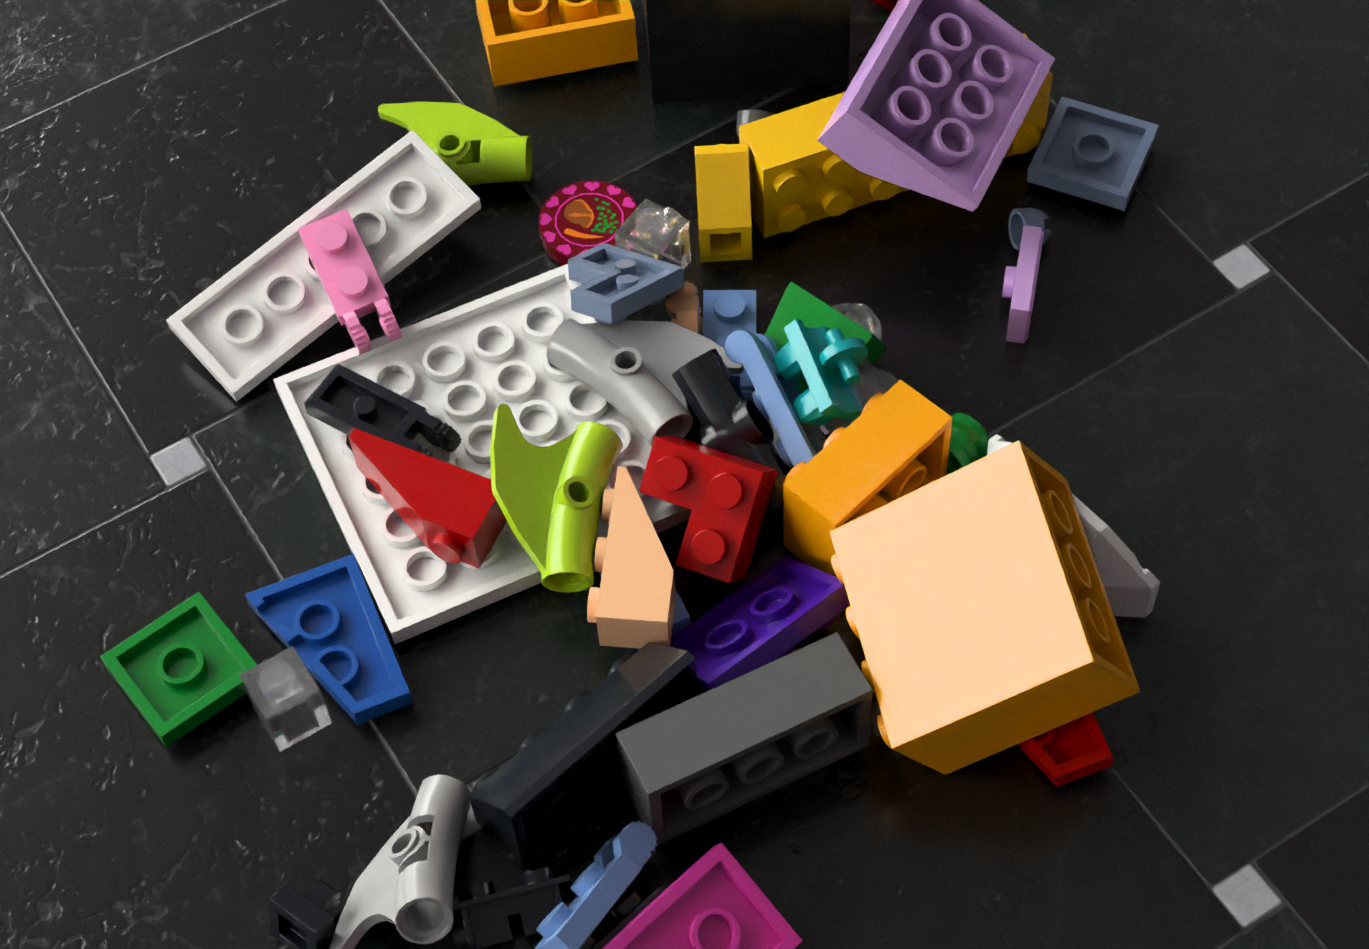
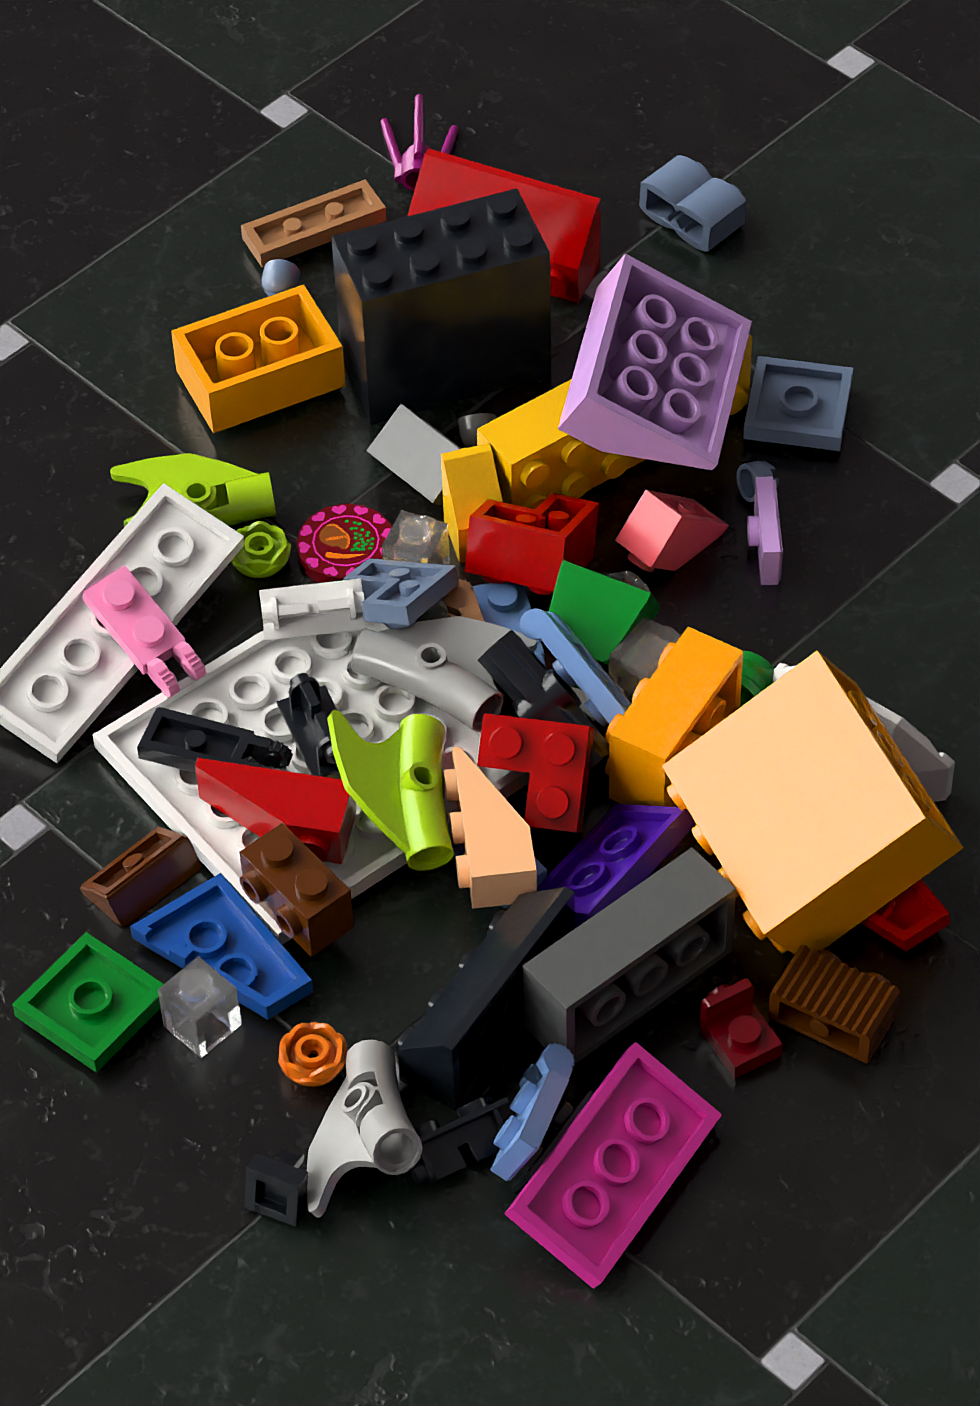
camera: 15 degrees left, 5 degrees down
(281, 539) = (142, 875): none -> reddish brown slope
(386, 758) = (308, 1040): none -> orange plate
(415, 591) = (296, 889): none -> reddish brown brick
(483, 395) = (307, 721): none -> black hinge
(503, 214) = (263, 551): none -> lime plate
(524, 287) = (312, 609): none -> white hinge
(676, 130) = (413, 452): none -> brick
(761, 256) = (528, 543): none -> red brick
(829, 369) = (622, 628): teal hips -> none
(848, 841) = (738, 1029): none -> dark red bracket
(920, 266) = (668, 531): none -> coral slope
(961, 834) = (834, 1003): none -> reddish brown brick

